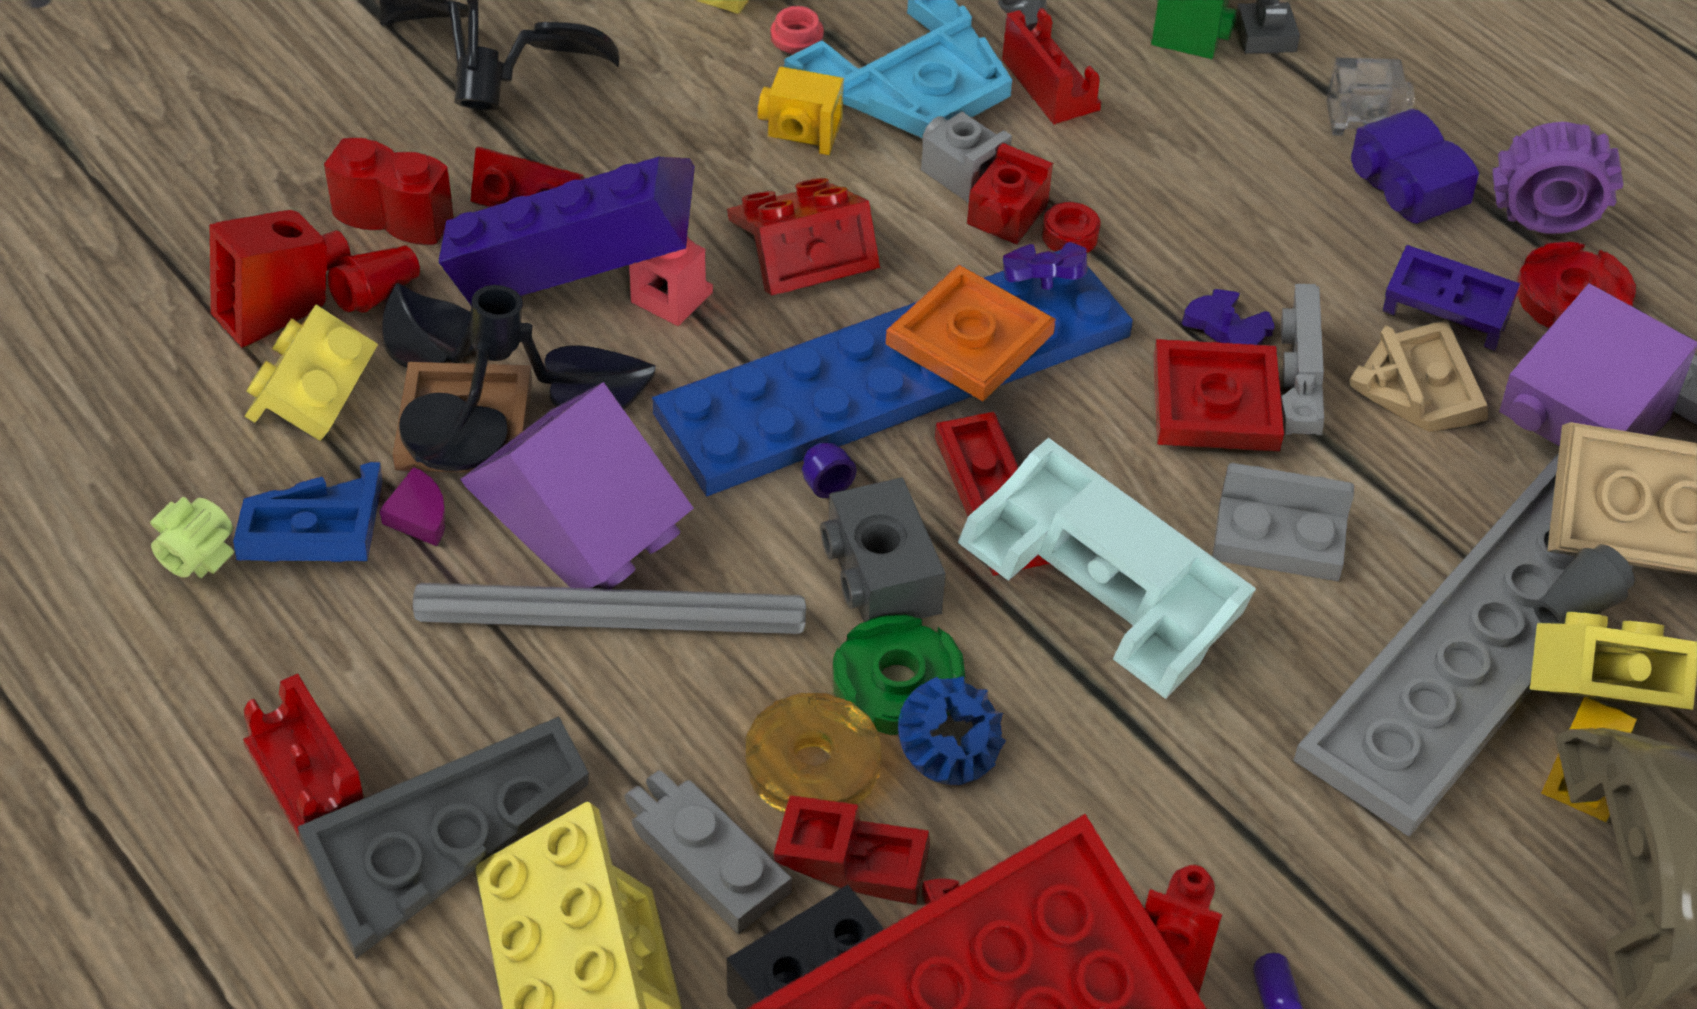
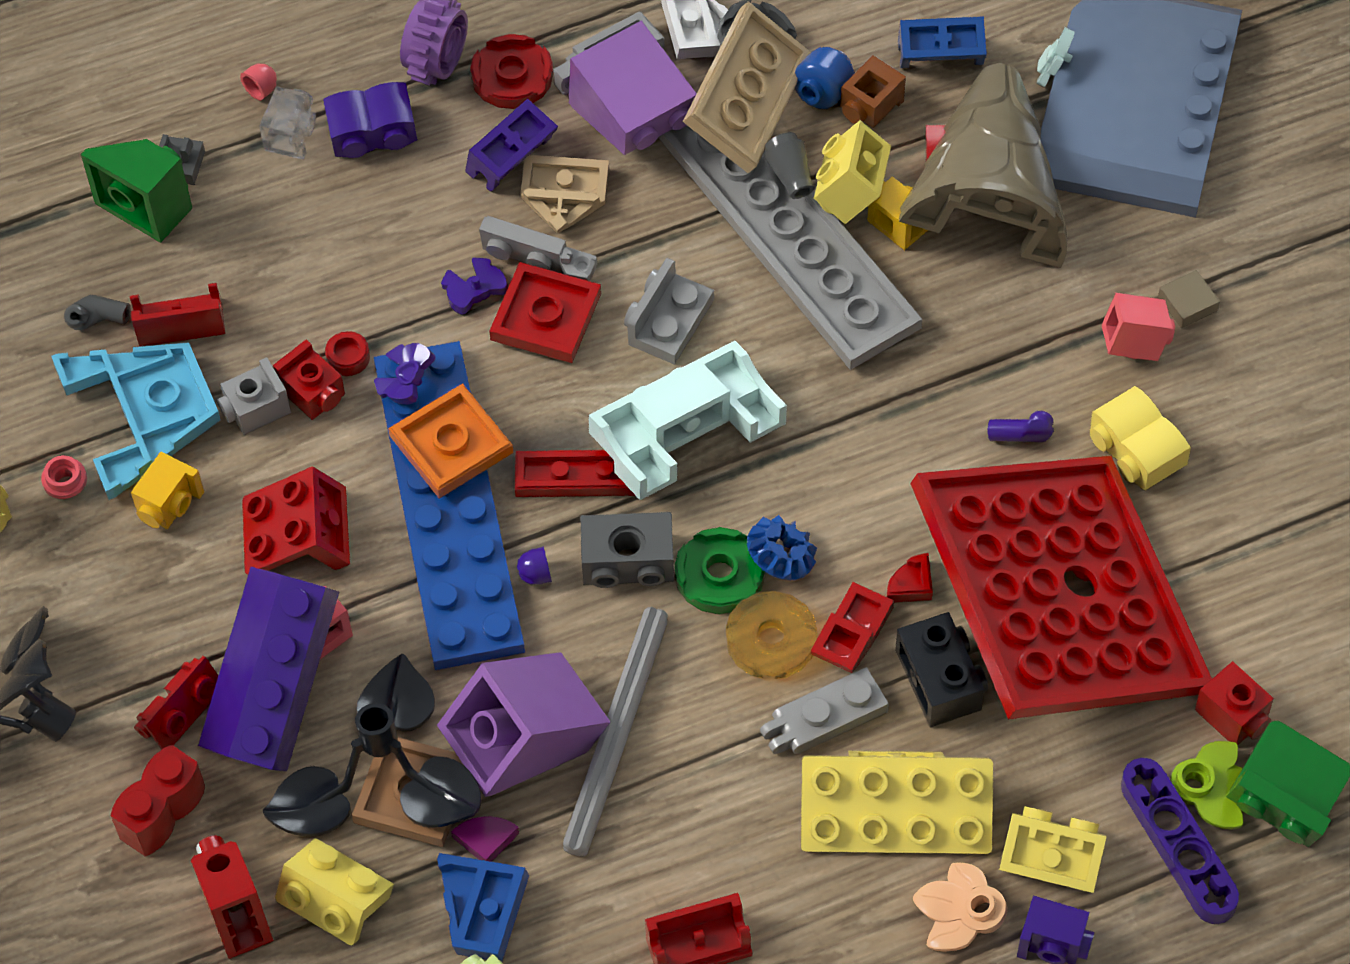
camera: 70 degrees left, 10 degrees up
(369, 278) = (245, 828): red cone -> none
(425, 835) = (776, 878): dark grey wing -> none
(1186, 920) = (975, 448): red hinge -> none
(1418, 61) = (259, 80): none -> coral hinge

